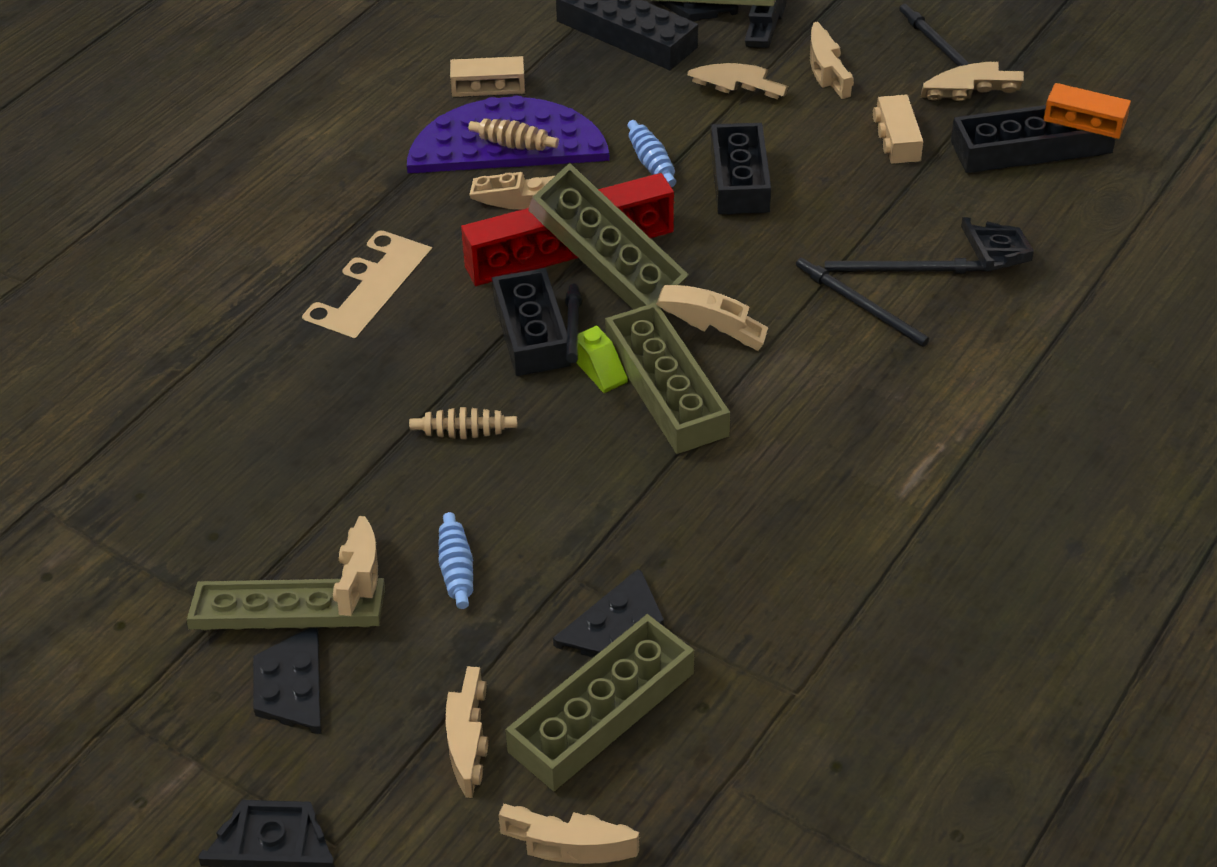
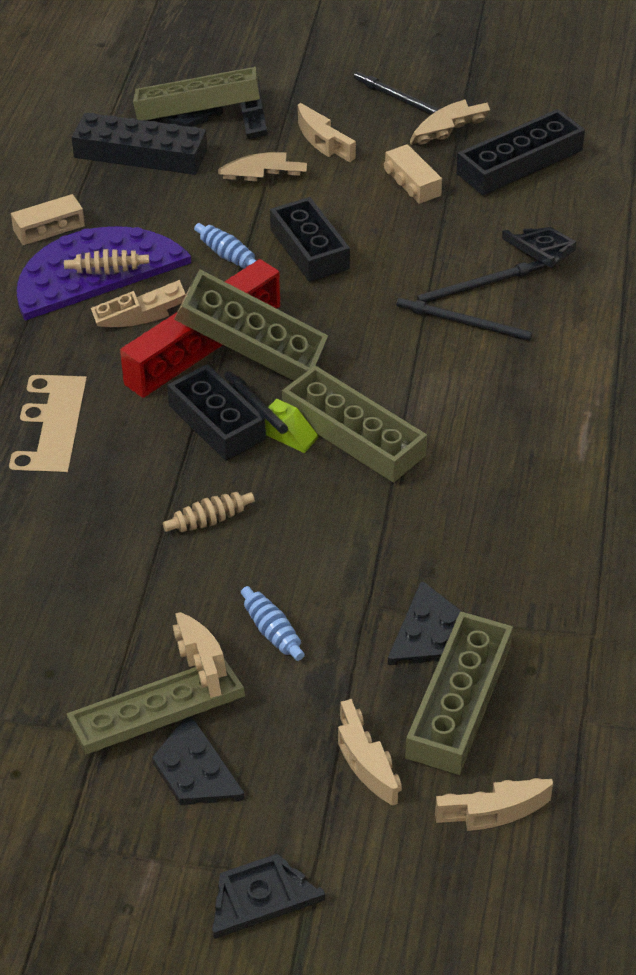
camera: 25 degrees left, 0 degrees up
(706, 308) = (356, 358): tan slope -> none
(1087, 110) = (558, 120): orange brick -> none

